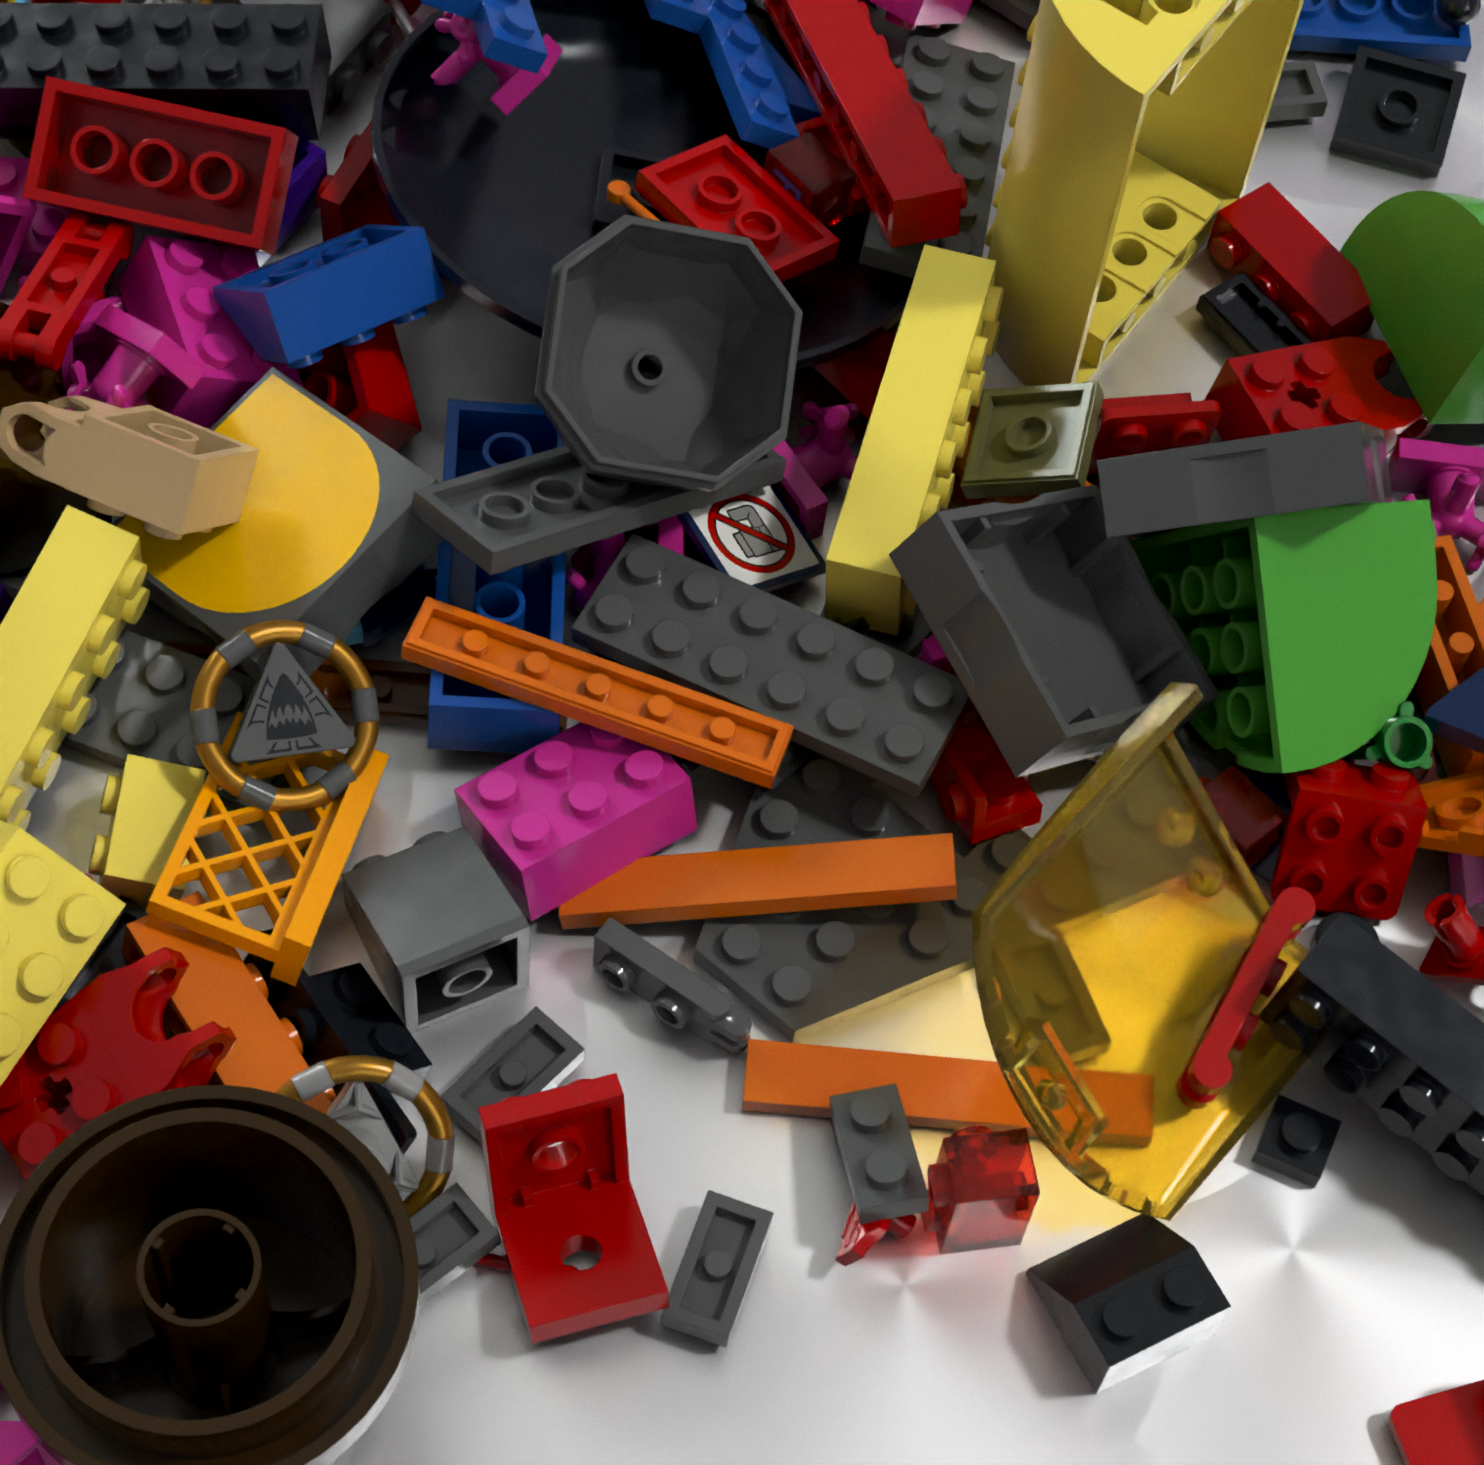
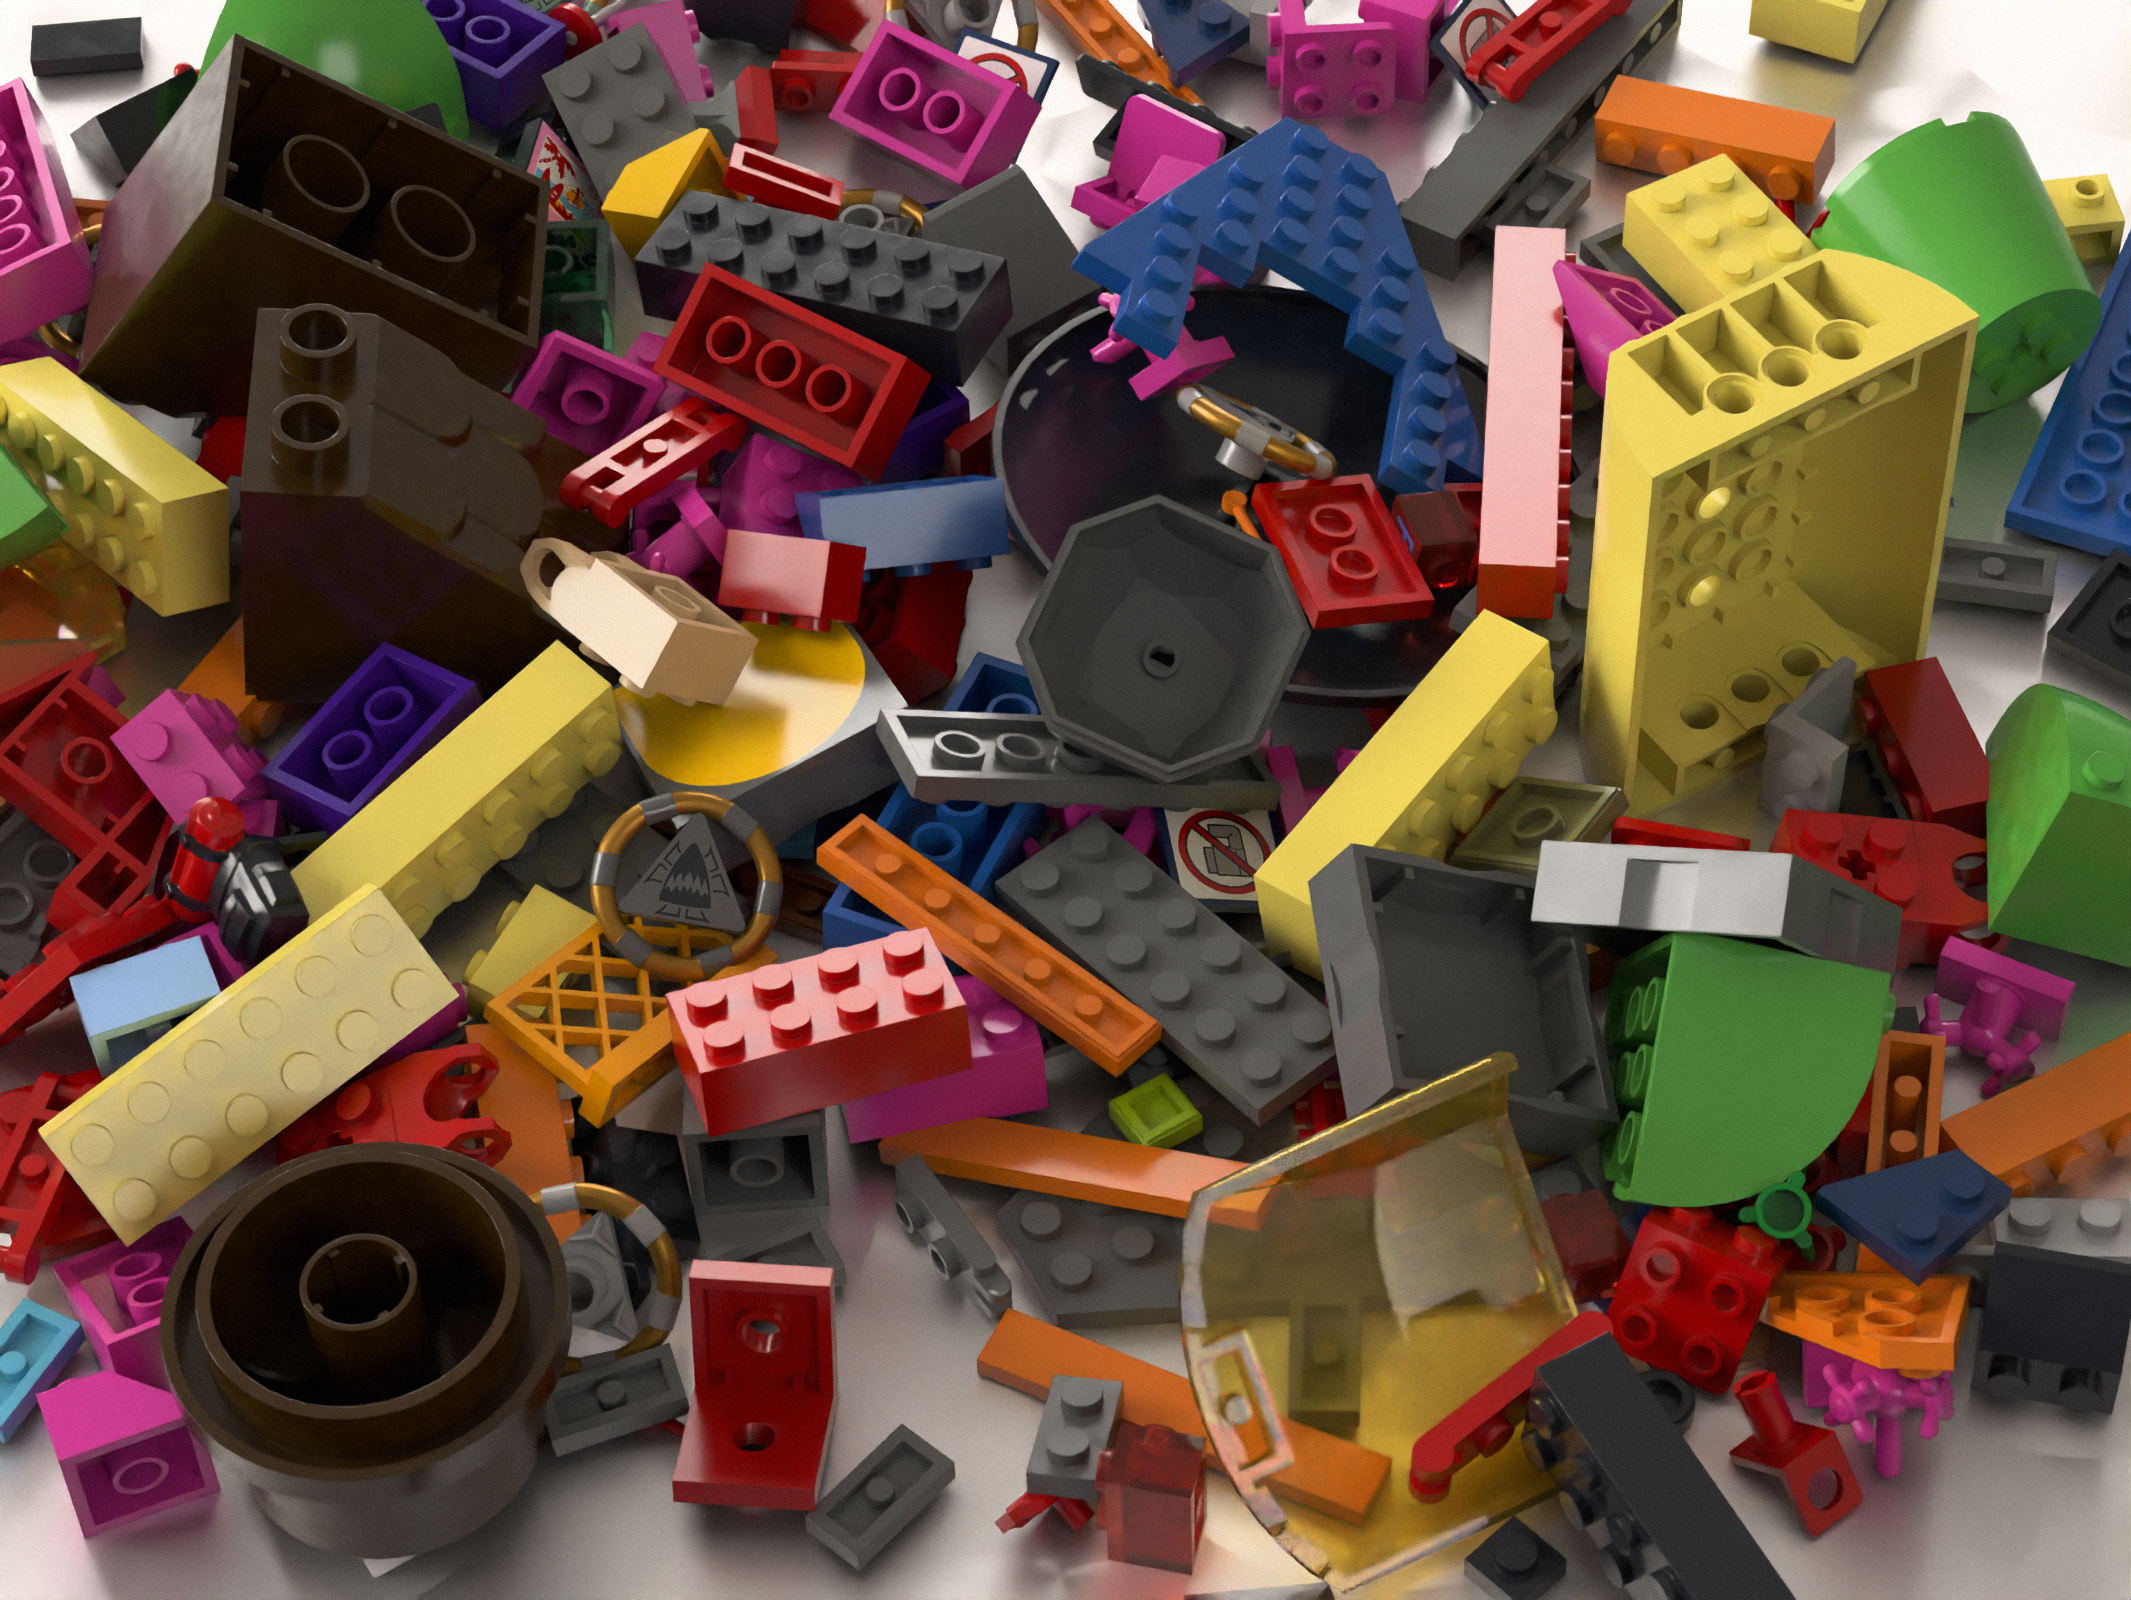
camera: 30 degrees right, 10 degrees down
(262, 378) = (791, 577): none -> brick
(491, 834) = (819, 1031): none -> red brick
(616, 124) = (1254, 435): none -> piece
(803, 808) = (1156, 1114): none -> lime tile
(1214, 309) = (1806, 745): none -> light grey bracket

